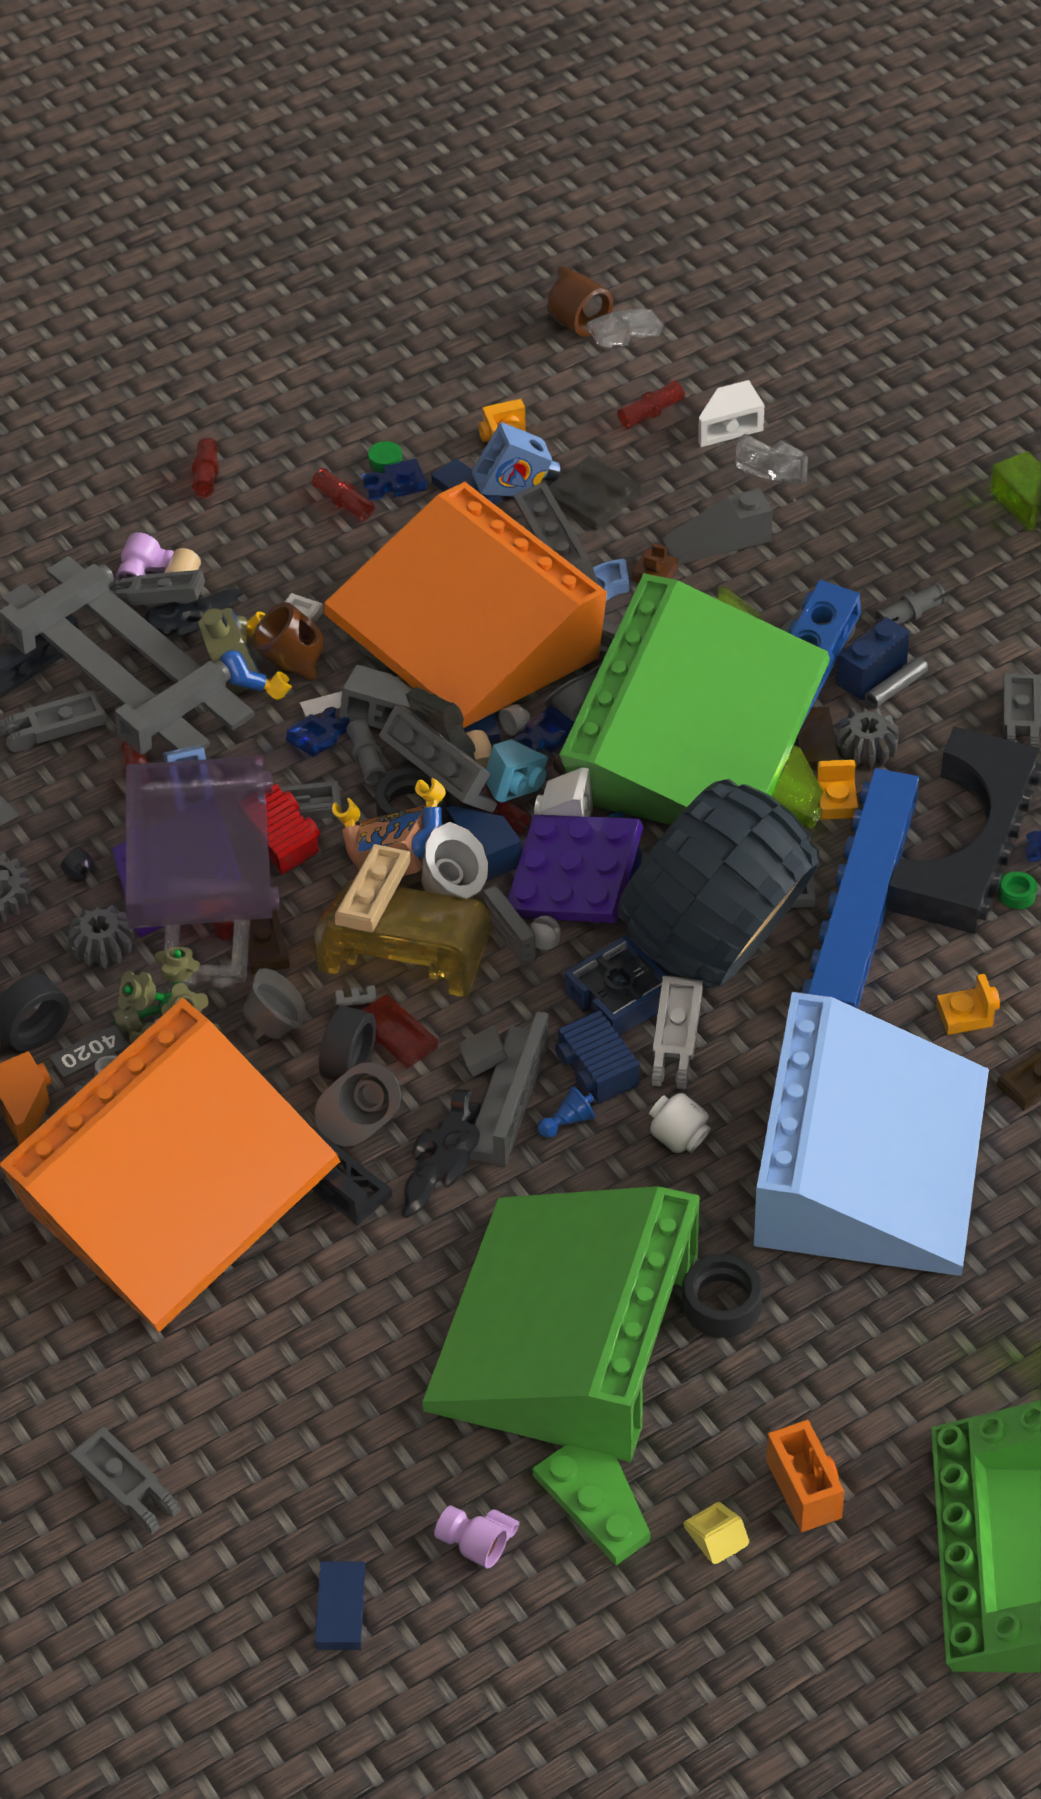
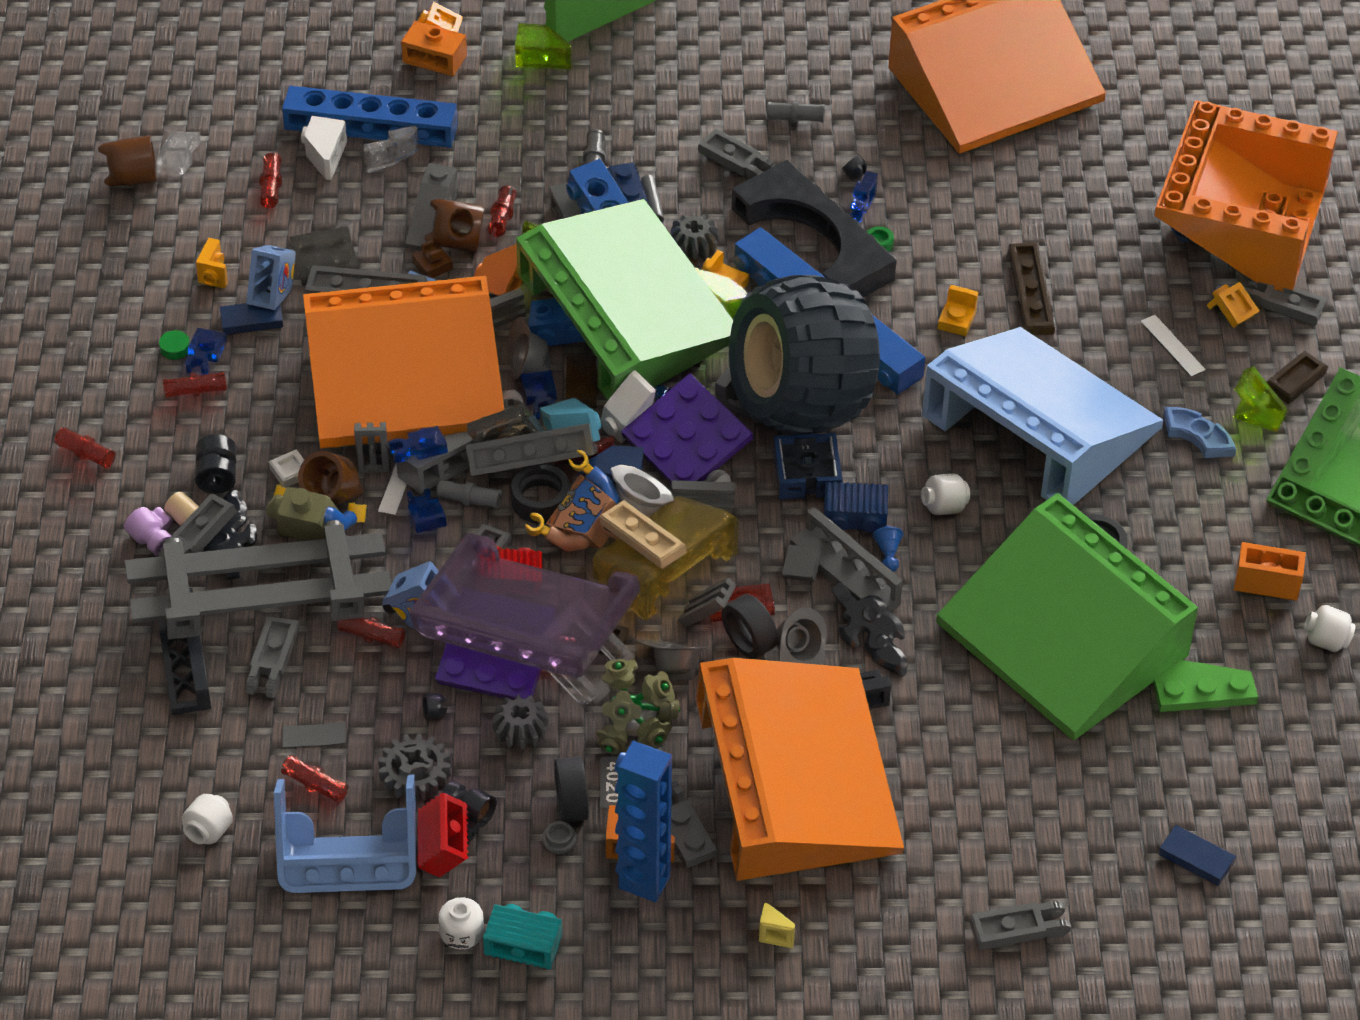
camera: 60 degrees left, 0 degrees up
(248, 558) = (215, 464): none -> black wheel
(349, 642) = (371, 432): none -> dark grey tile
(375, 676) = (422, 444): none -> clear blue plate
(479, 1538) = (1197, 755): lavender piece -> none
(676, 1027) = (872, 454): light grey hinge -> none
(704, 556) = (456, 224): none -> reddish brown piece
(717, 1532) = (1267, 640): light yellow slope -> none
(767, 580) = (502, 211): none -> clear red pin
(772, 1580) = (1329, 628): none -> white head
(804, 424) = (372, 115): none -> blue brick
(941, 417) = (434, 48): none -> orange brick
(982, 402) = (441, 17): none -> light orange bracket
(990, 1315) = (1207, 436): none -> medium blue tile

